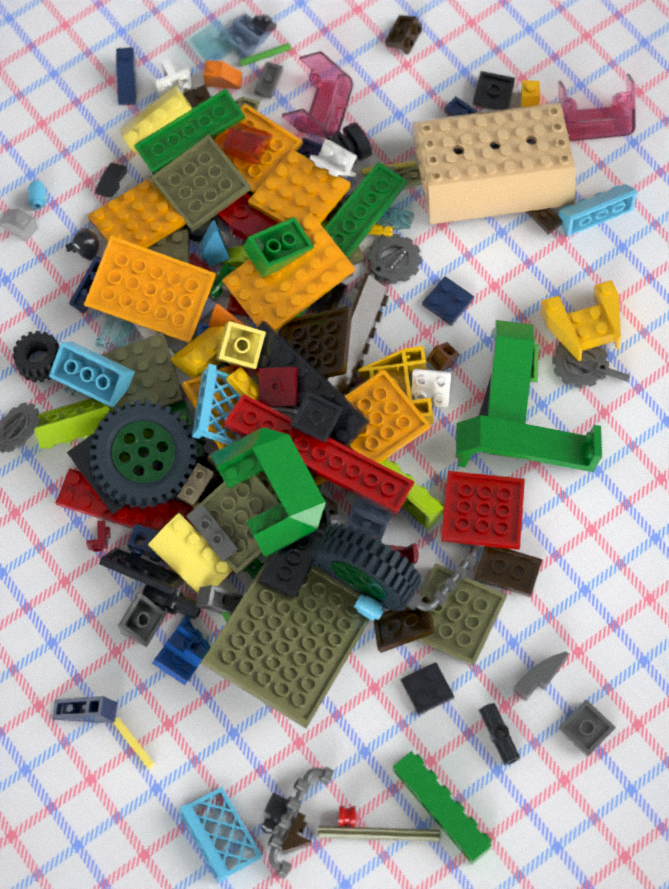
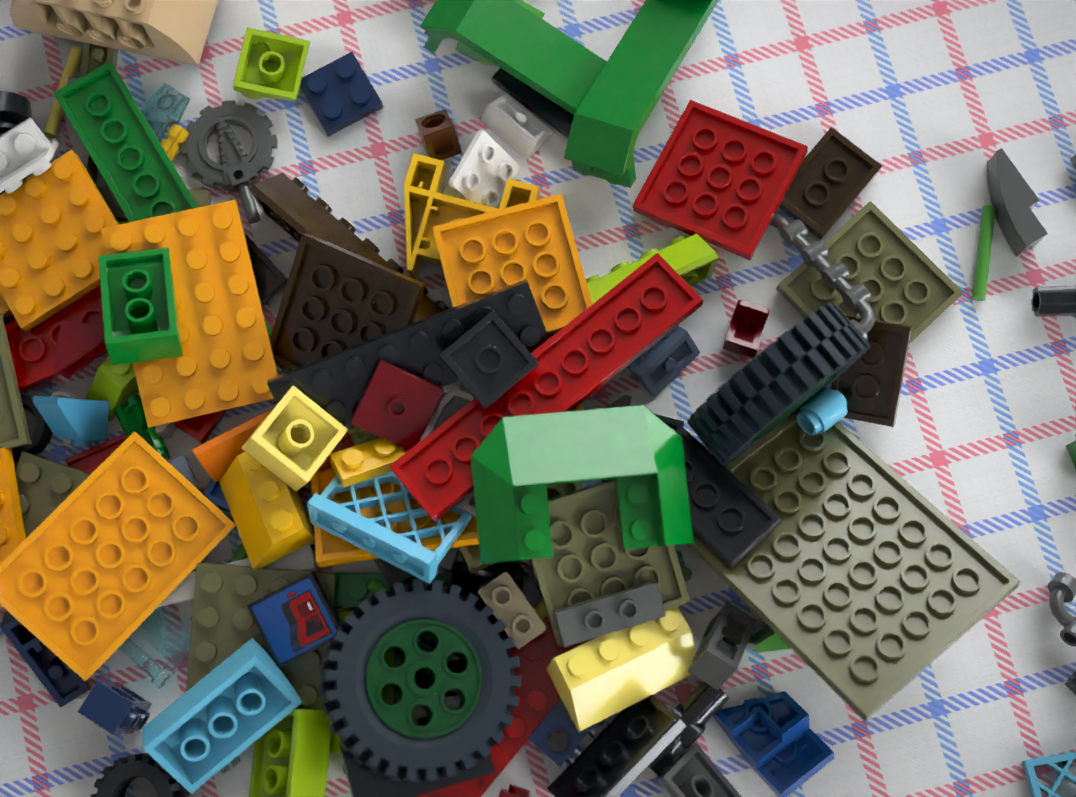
camera: 70 degrees left, 10 degrees up
(77, 325) = (115, 708): none -> dark blue brick
(152, 385) = (295, 619): none -> slope
(427, 688) = (971, 379): black plate -> none
(445, 258) = (270, 65): none -> lime slope
(471, 396) = (515, 125): none -> white slope
(505, 671) = (983, 253): none -> bright green bar

